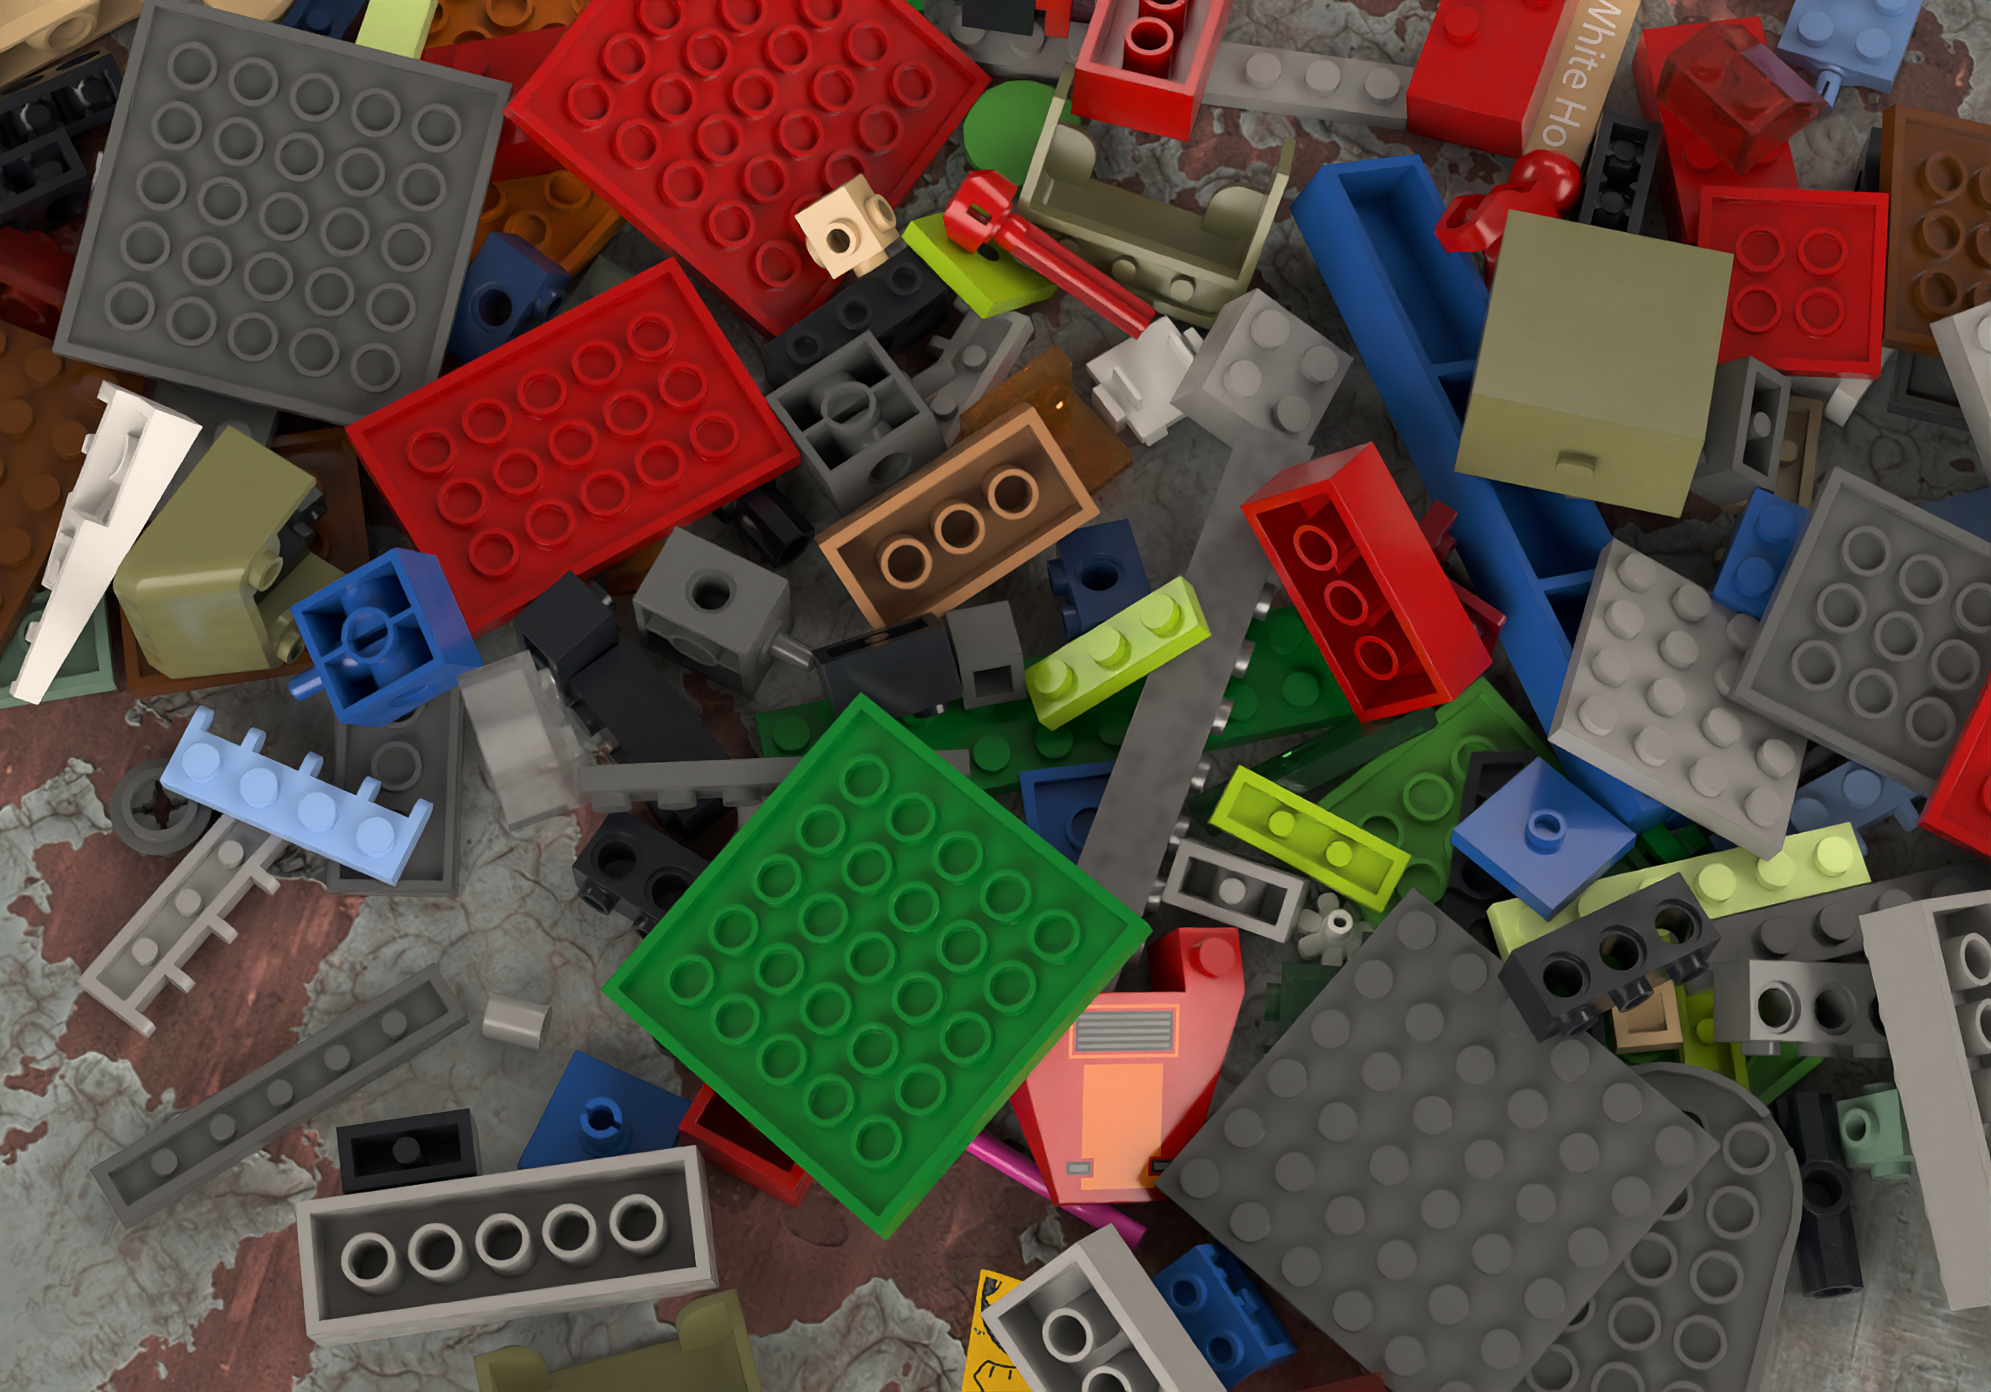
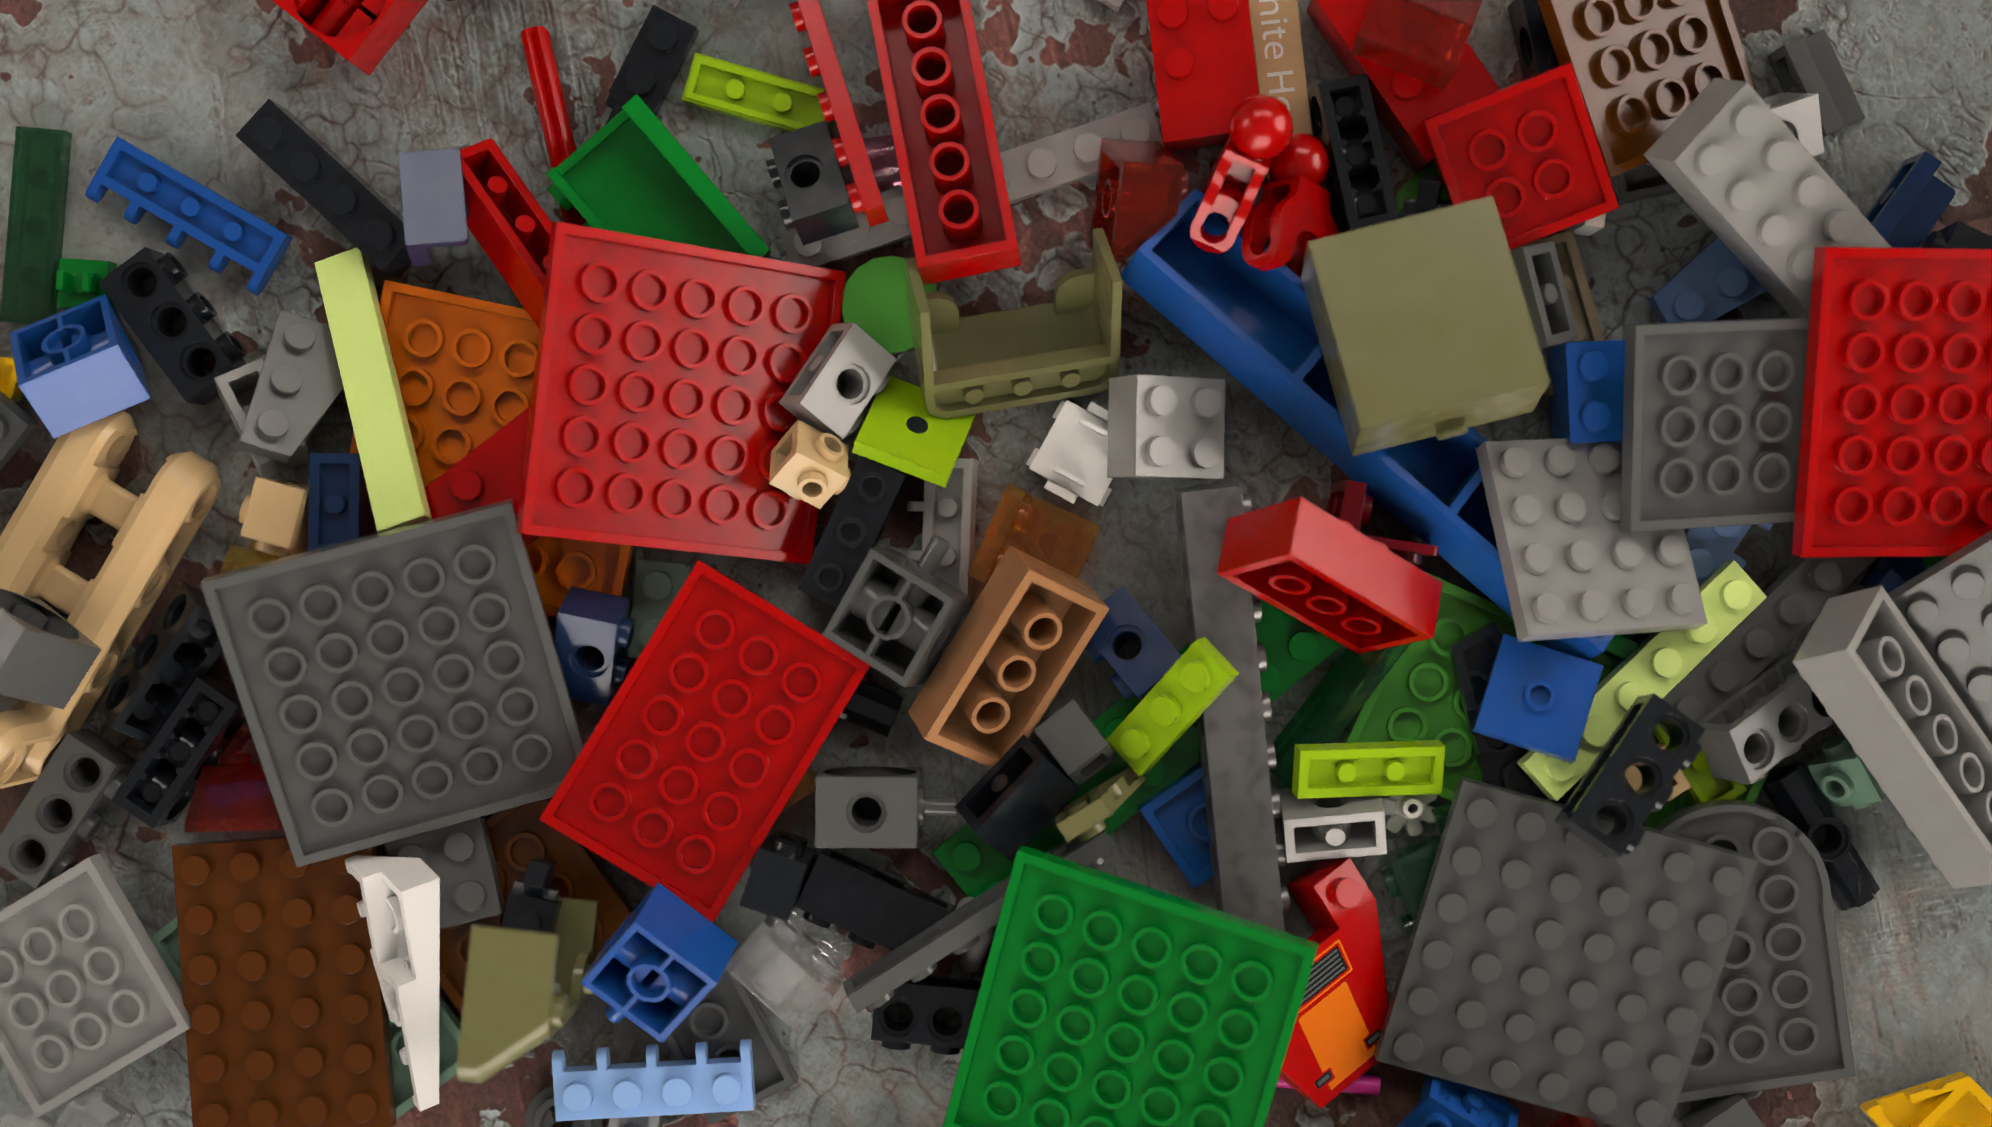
camera: 25 degrees left, 20 degrees up
(949, 151) = (814, 391): none -> light grey brick
(974, 719) = (1086, 814): none -> olive wing
(1037, 249) = (910, 408): red piece -> none
(1353, 122) = (1136, 192): none -> clear red slope
(1478, 144) = (1257, 132): none -> red piece

